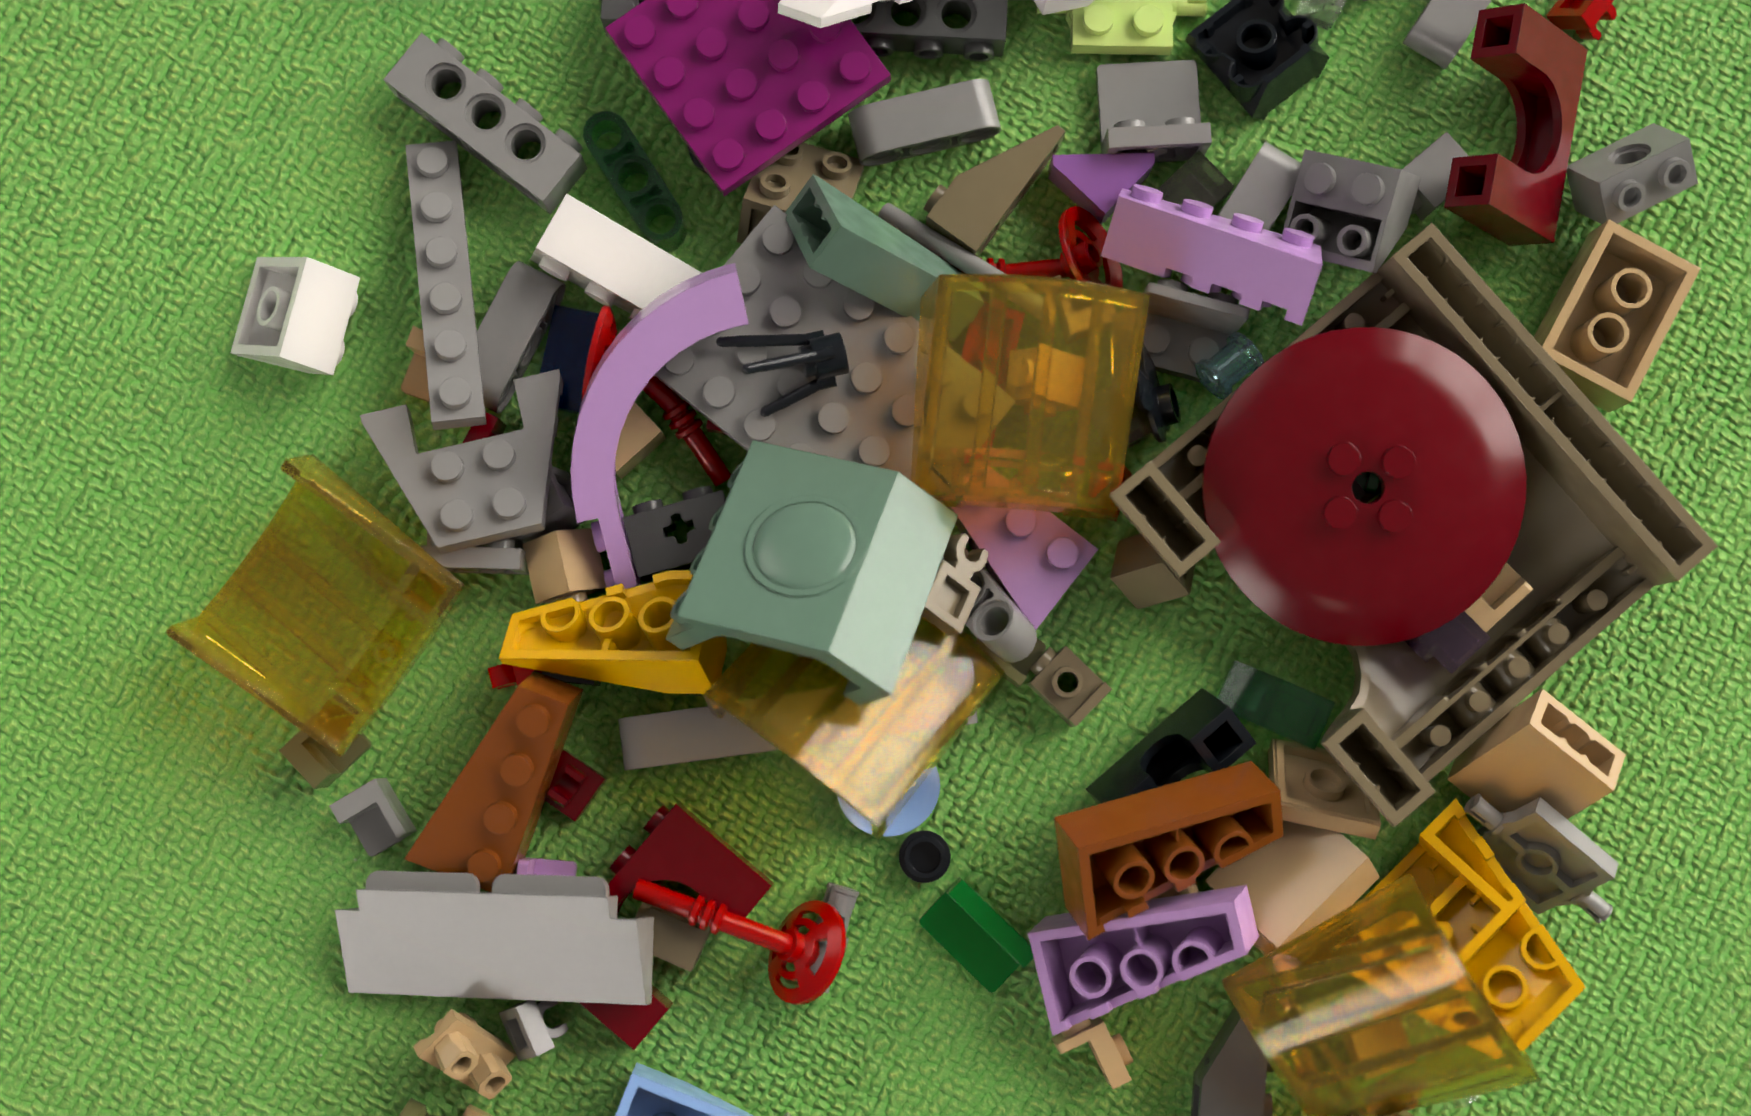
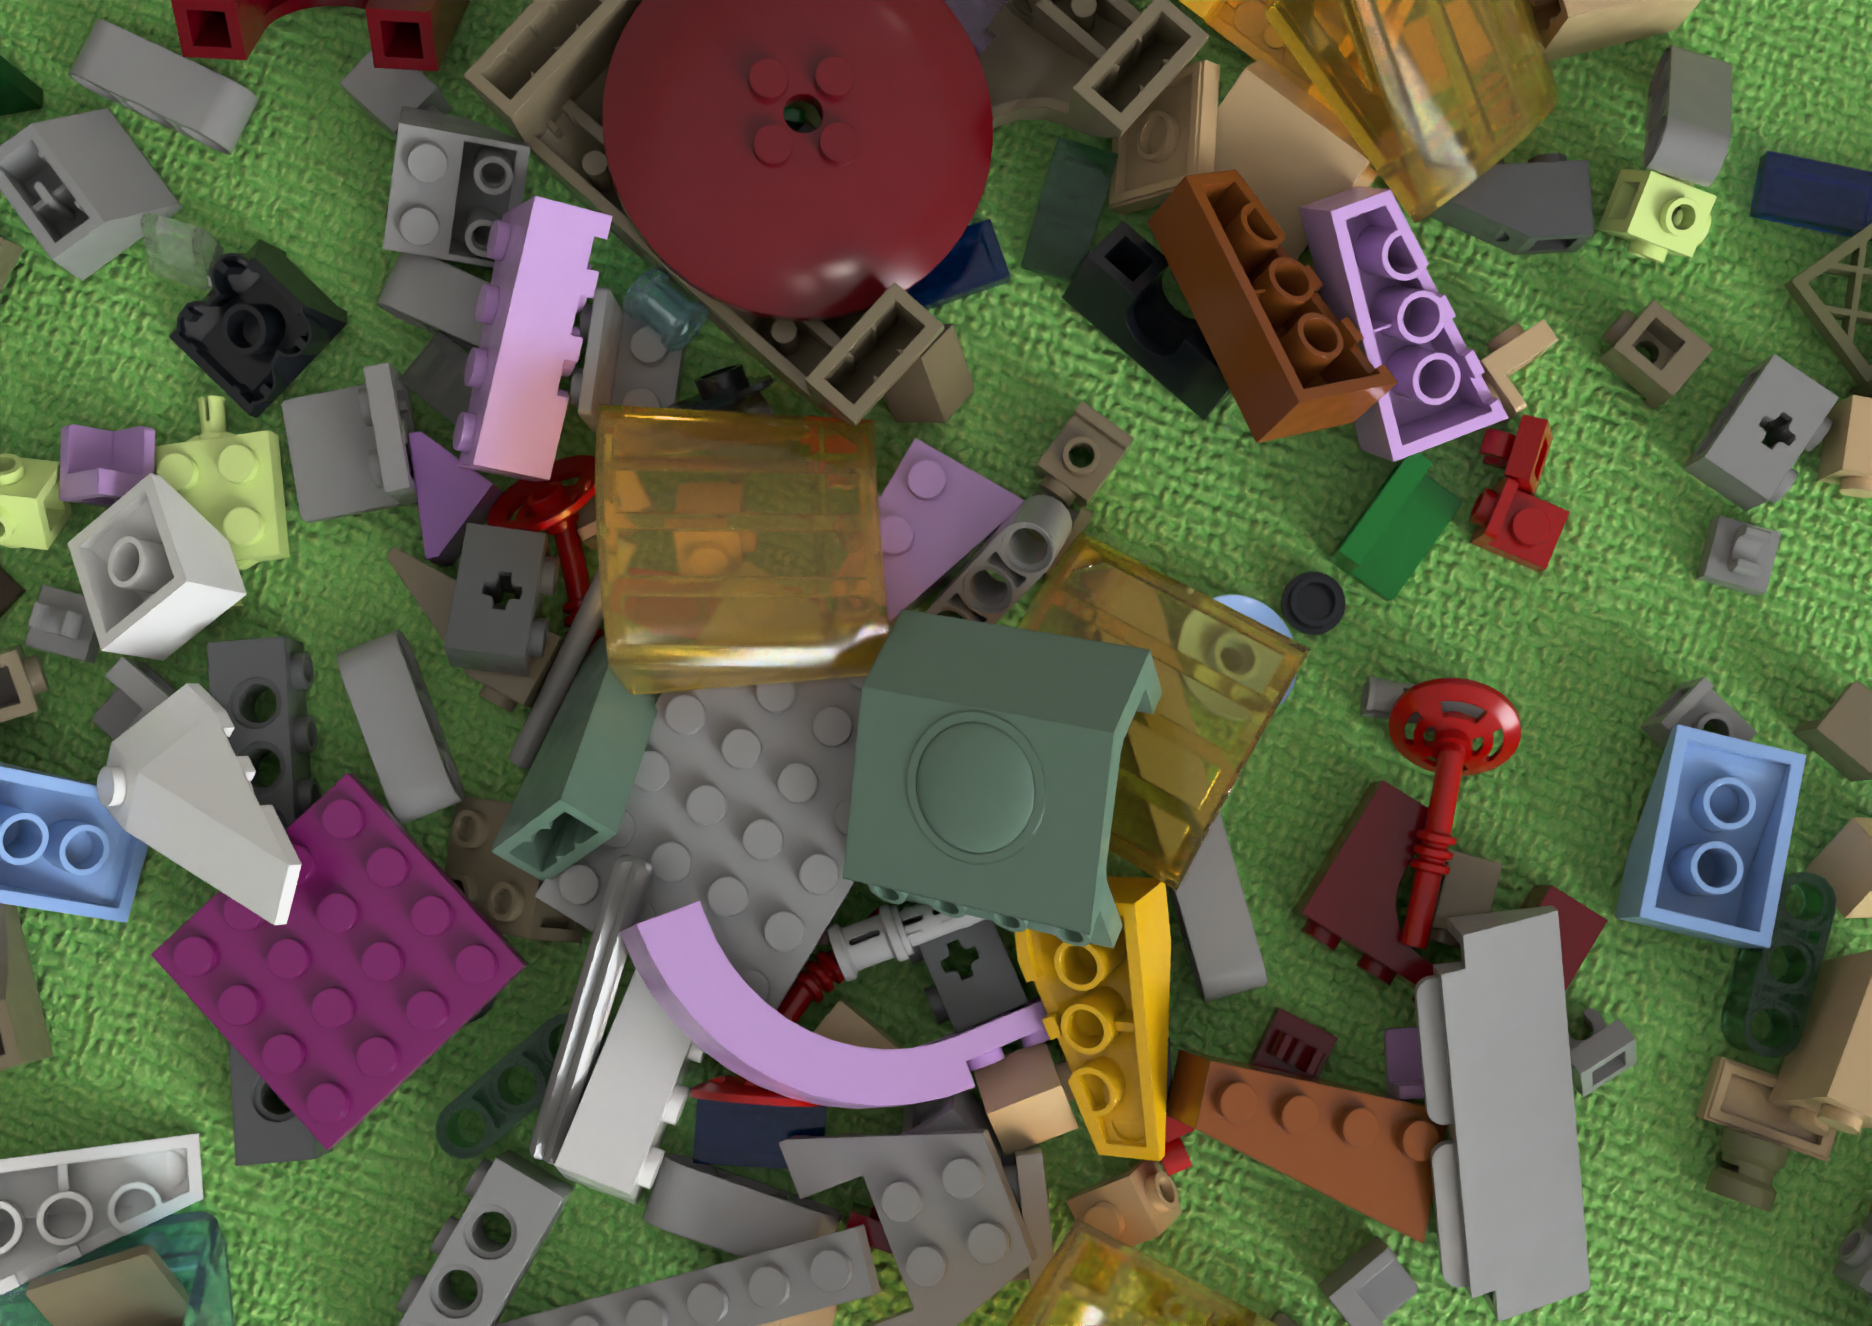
camera: 90 degrees left, 0 degrees up
(468, 1054) = (1644, 1125): tan hips -> none
(470, 636) = (1130, 1205): none -> tan bracket
(686, 237) = (590, 1005): none -> light grey axle
(704, 472) = (890, 935): none -> light grey pin
(818, 355) = (727, 806): black plant -> none
(952, 590) = (996, 600): plate -> none
(966, 1035) = (1516, 524): none -> red bracket
(1022, 1046) = (1522, 454): none -> red tile
(1037, 199) = (496, 563): none -> dark grey brick
(1236, 616) = (969, 268): none -> clear blue tile

